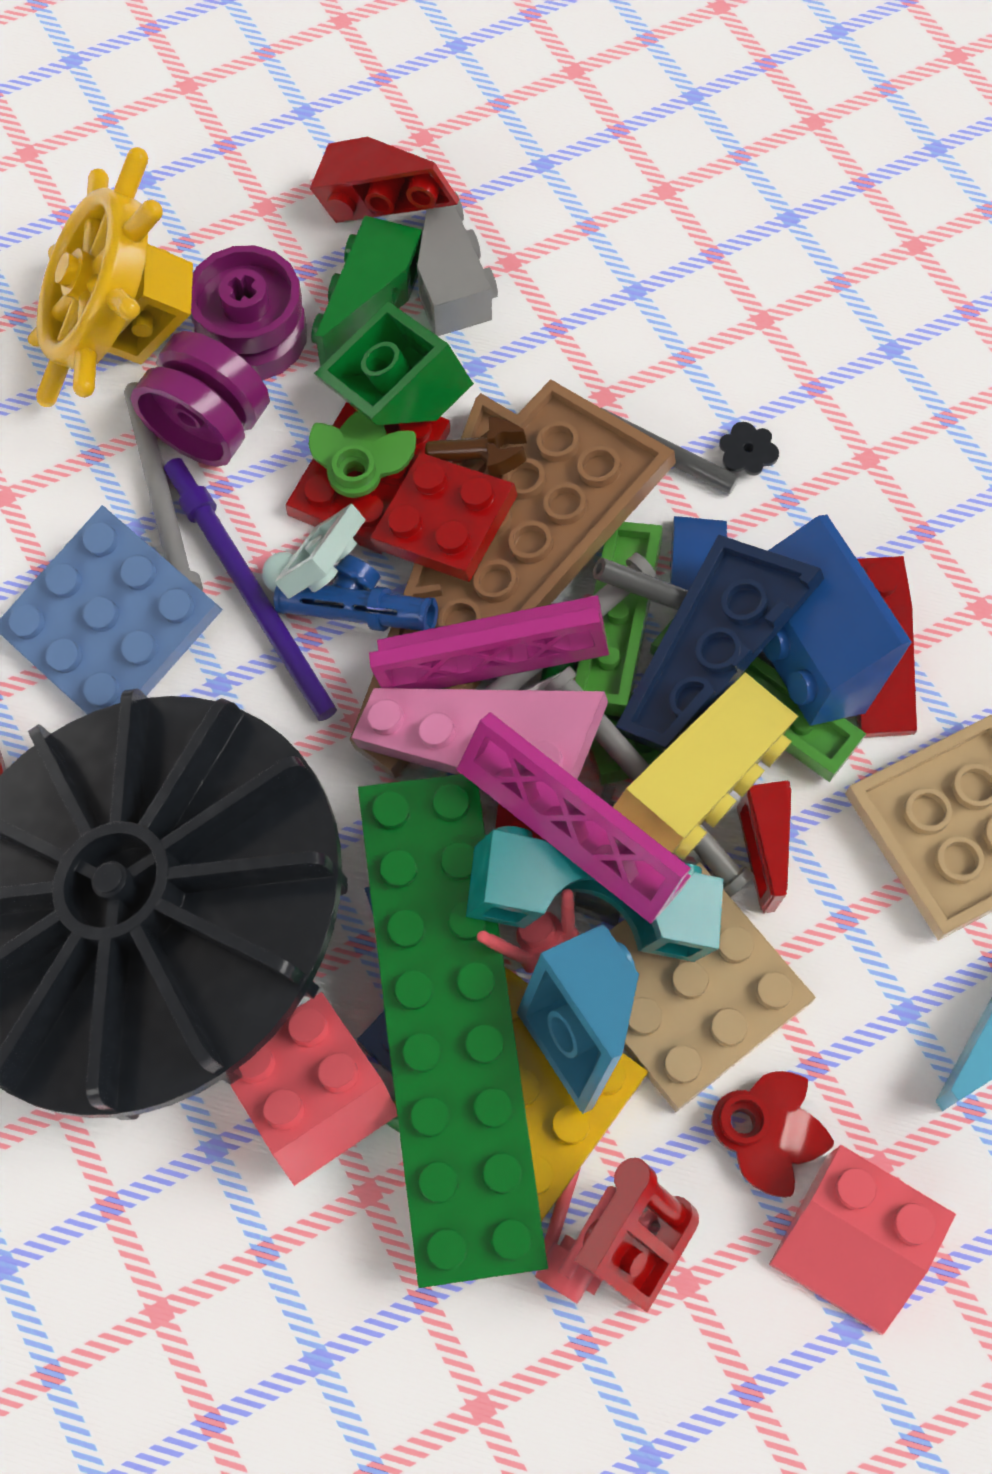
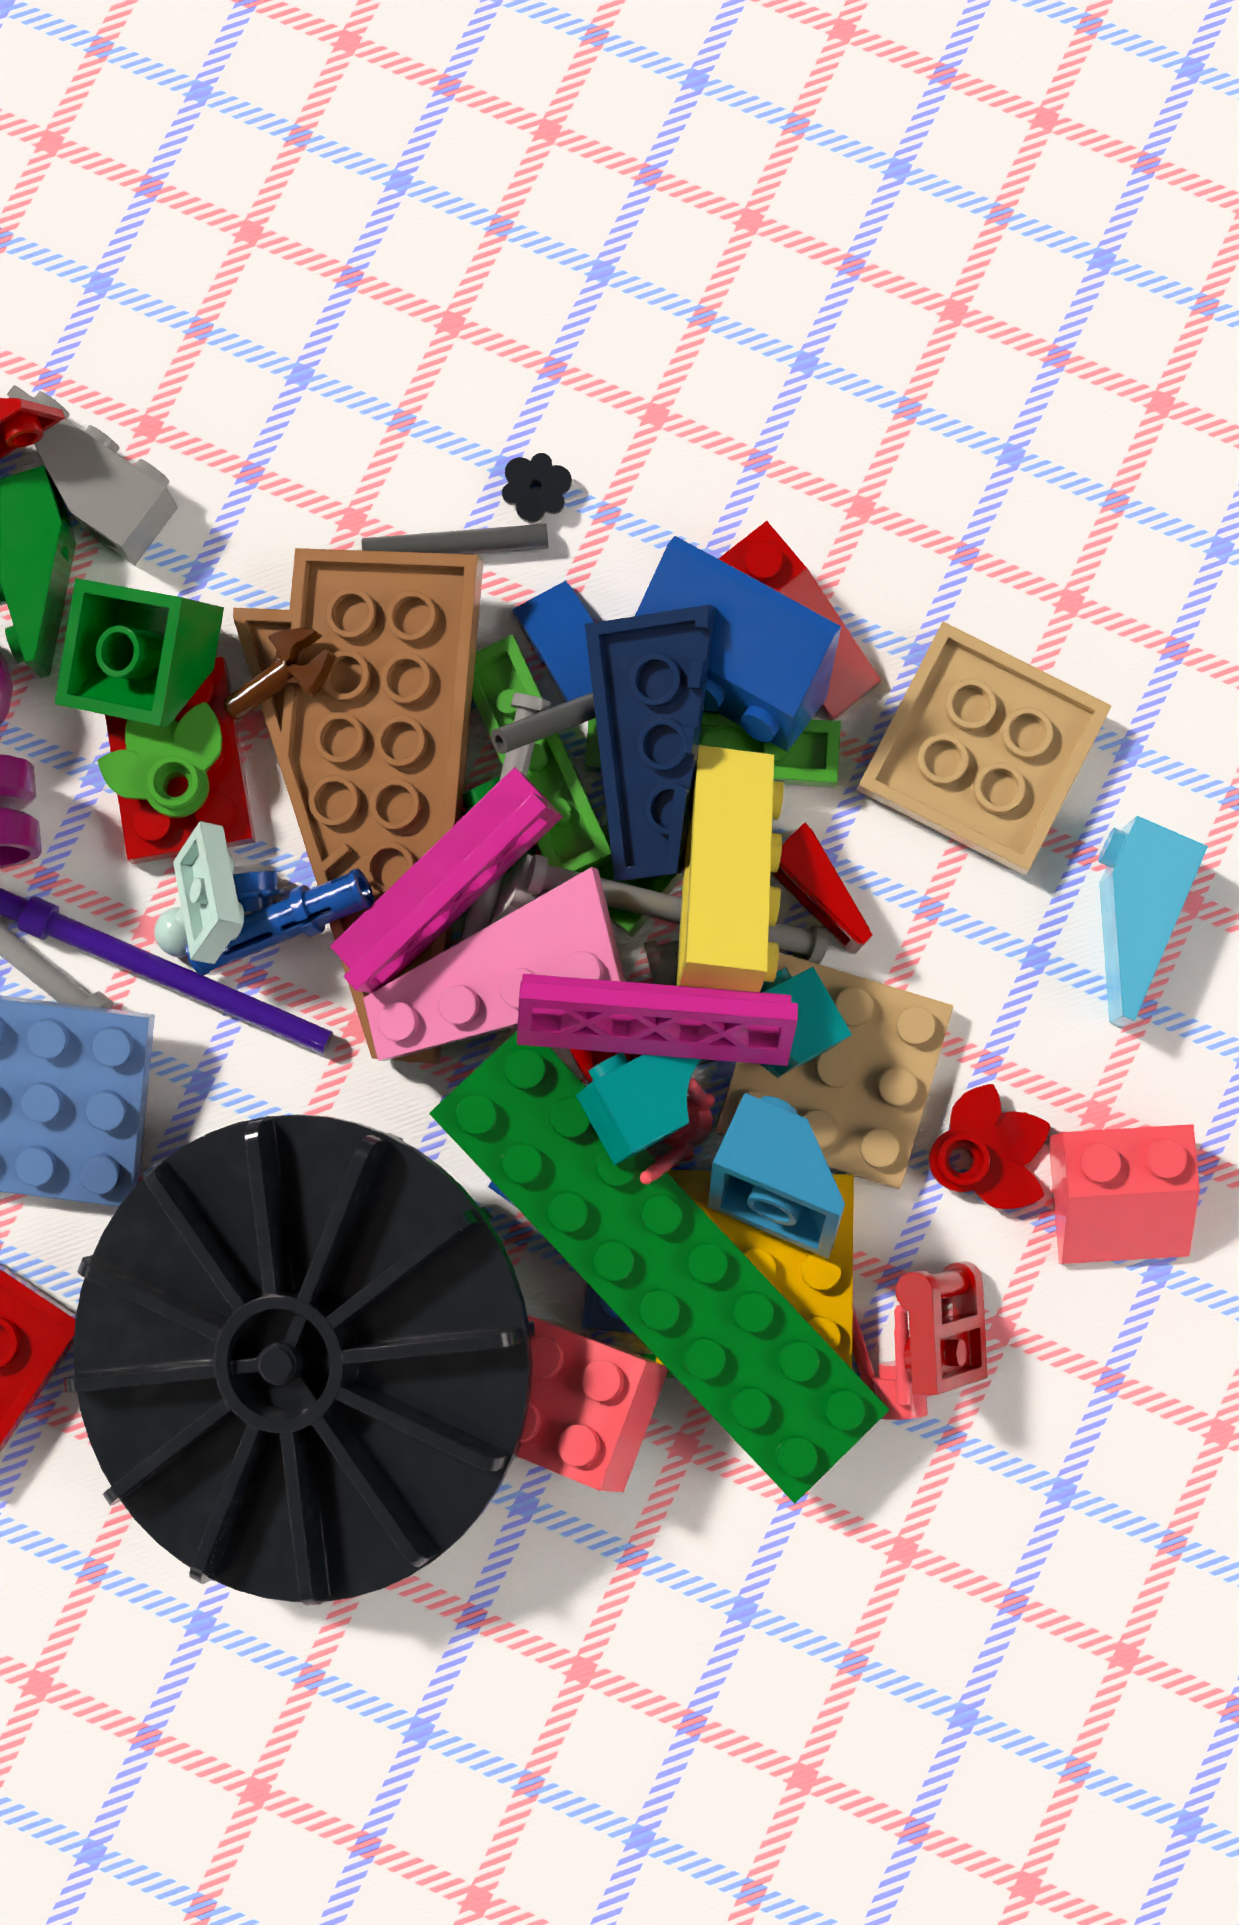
camera: 35 degrees left, 15 degrees up
(444, 516) = (298, 771): red plate -> none

